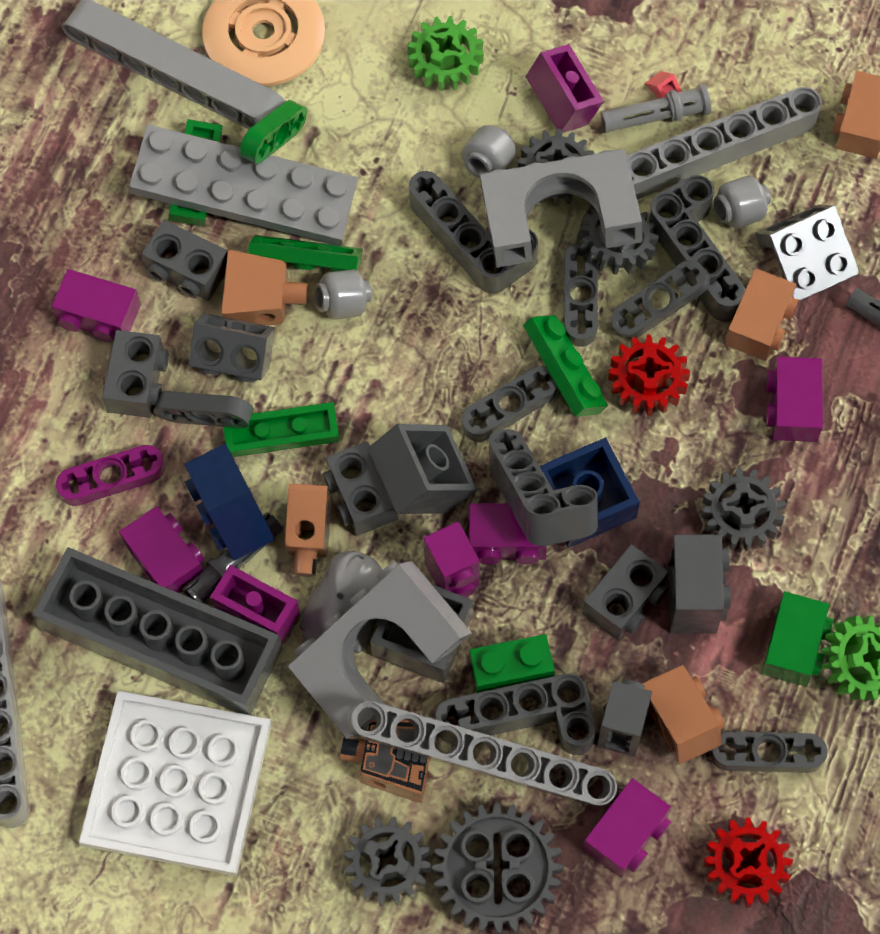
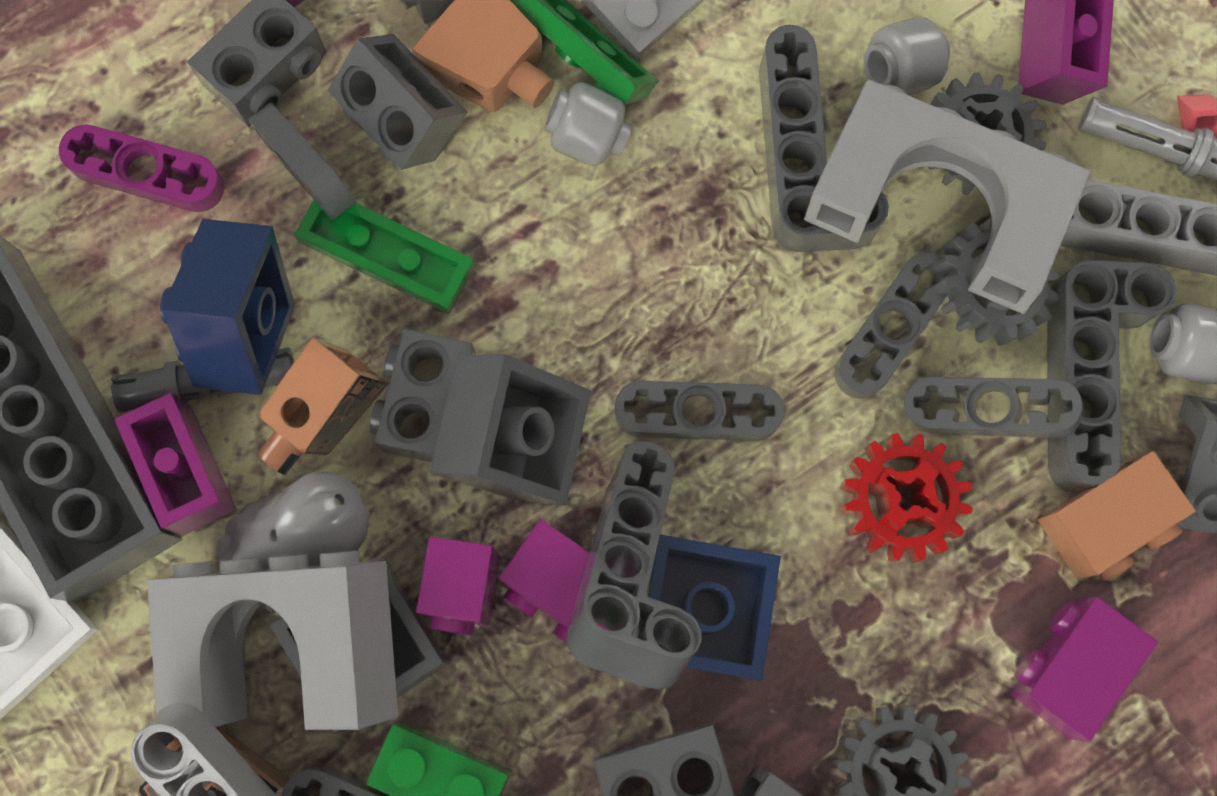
camera: 30 degrees right, 10 degrees up
(161, 551) = (120, 312): magenta brick -> none
(565, 365) = (804, 410): green plate -> none

